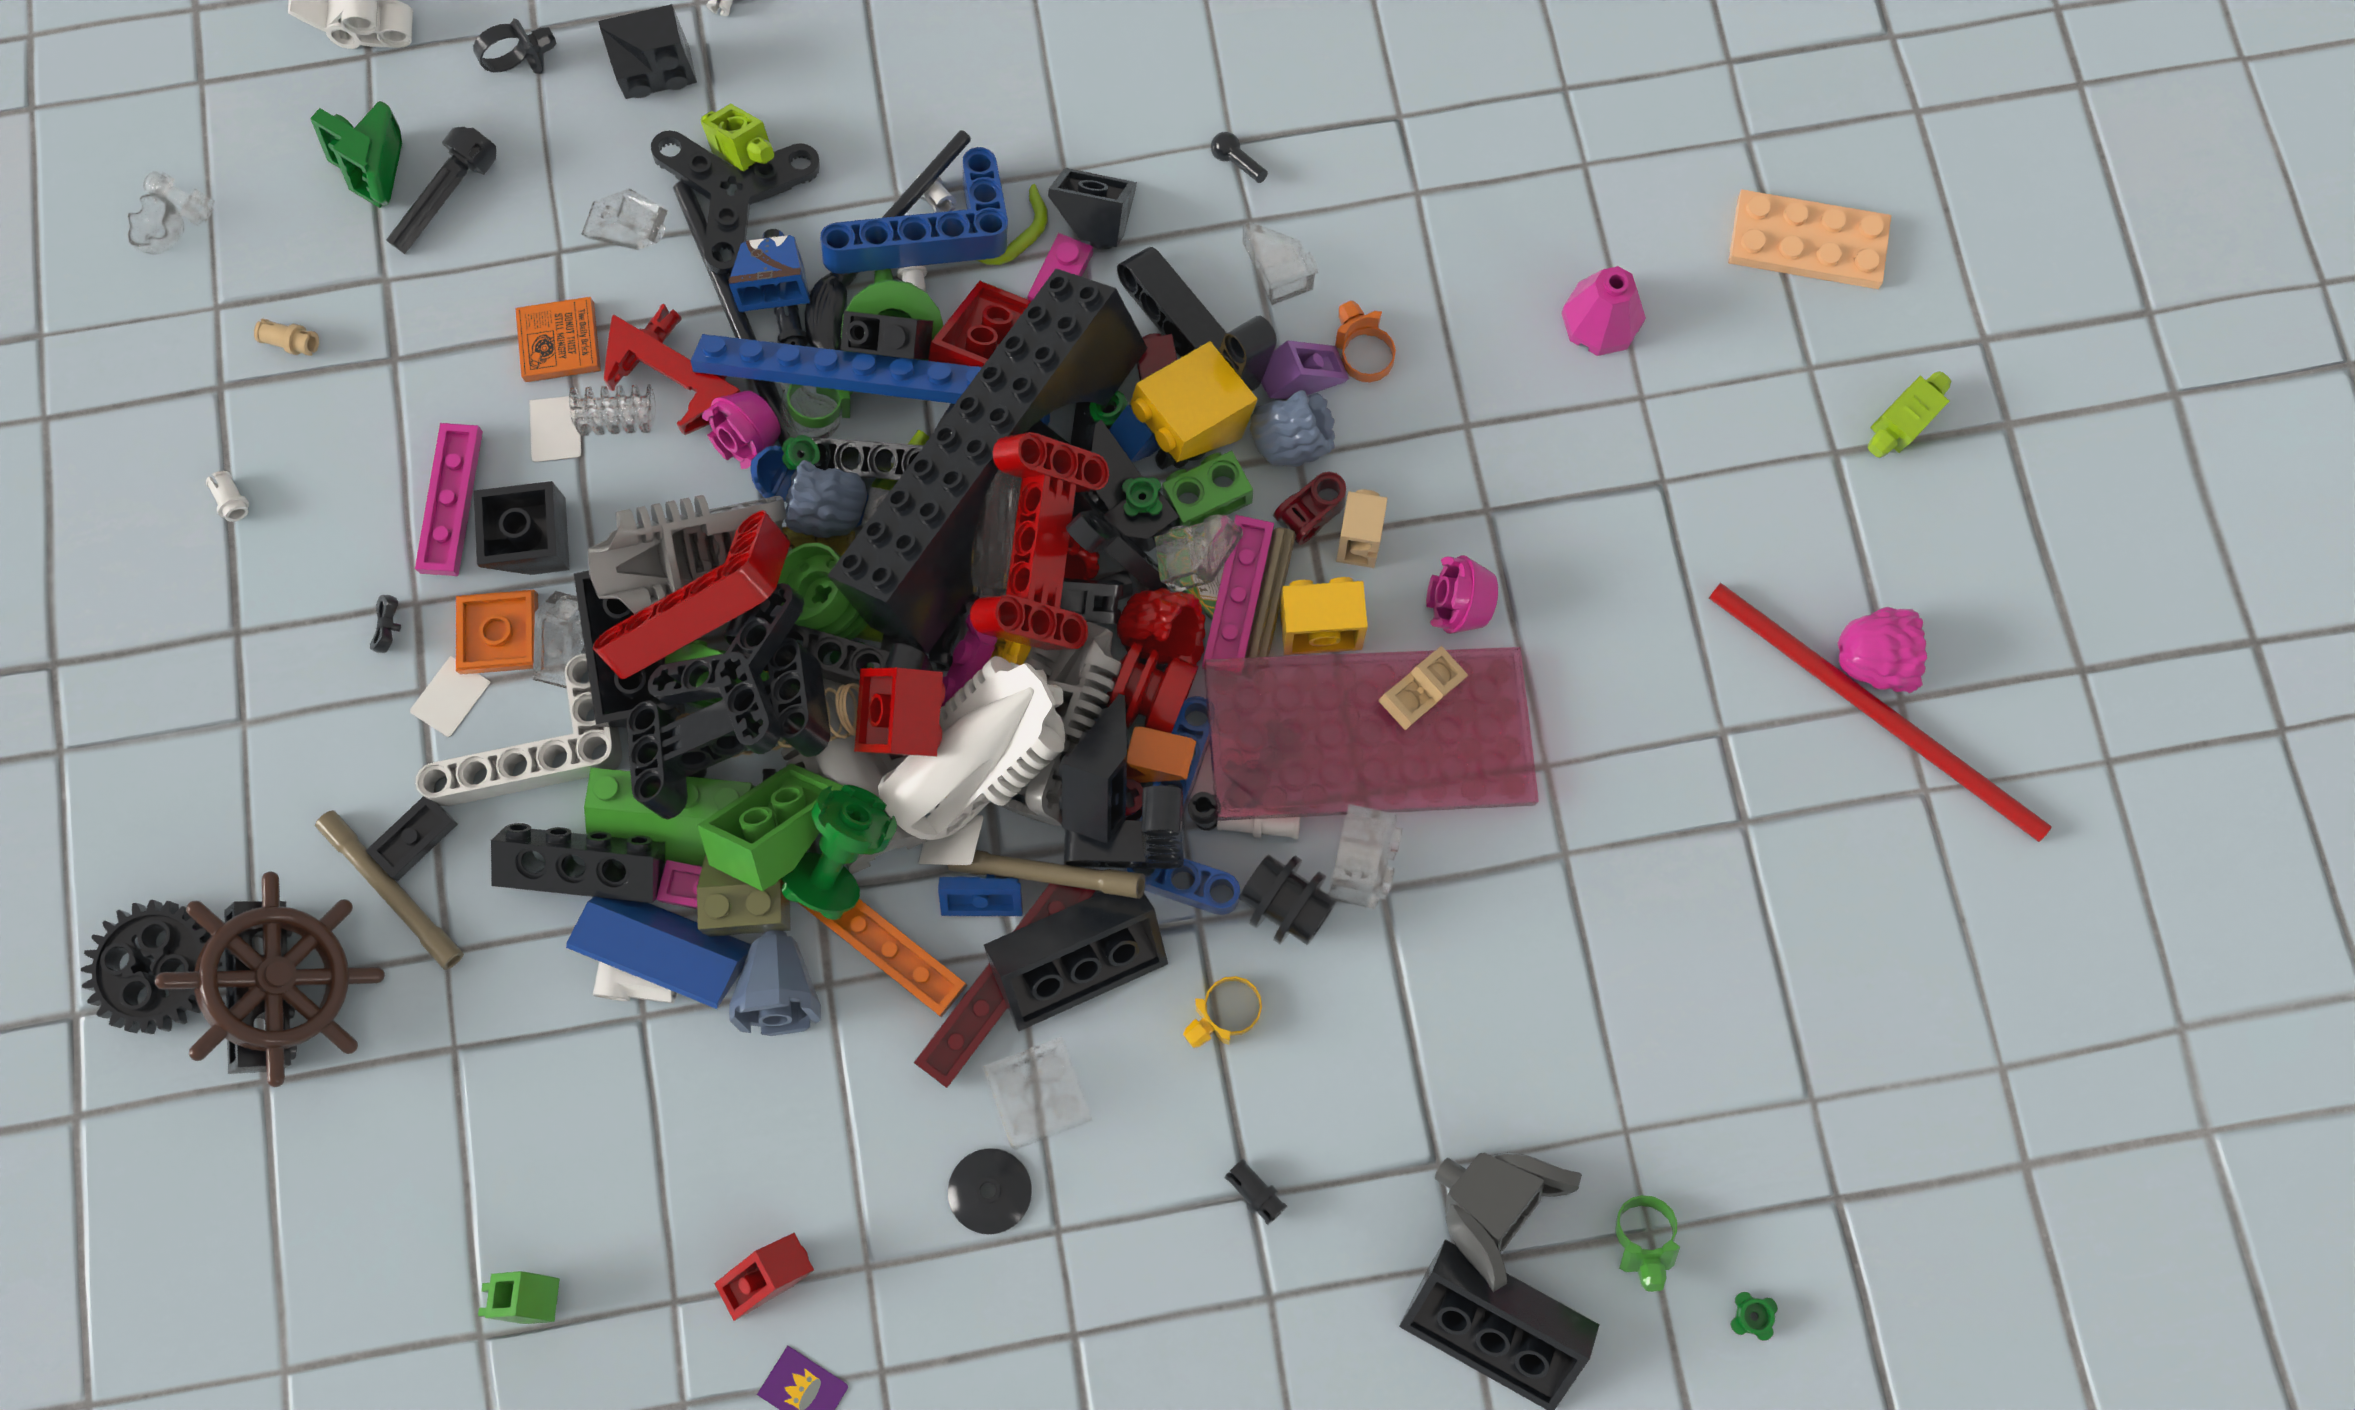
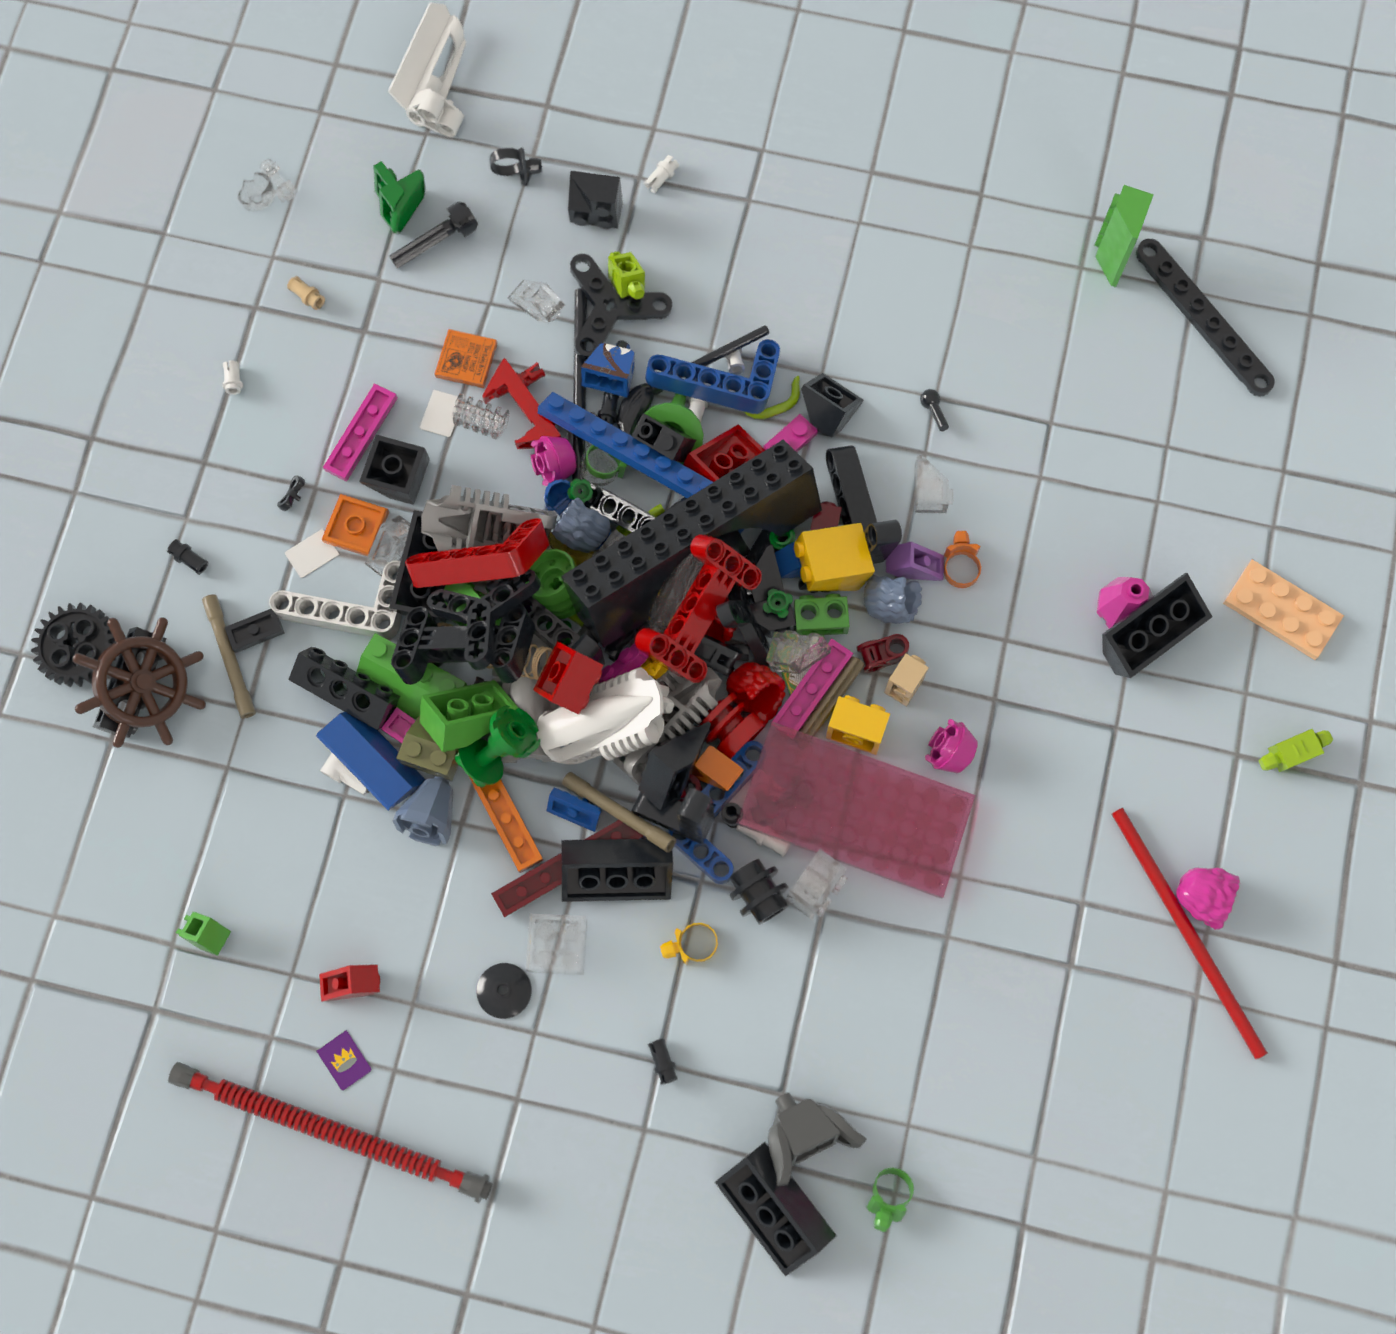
camera: 25 degrees right, 0 degrees up
(261, 772) = (184, 554): none -> black pin
(953, 849) = (571, 773): white sticker -> none
(1423, 687) = (900, 795): tan slope -> none
(1659, 326) = (1154, 627): none -> black slope
(1766, 1316) = (945, 1274): green plate -> none

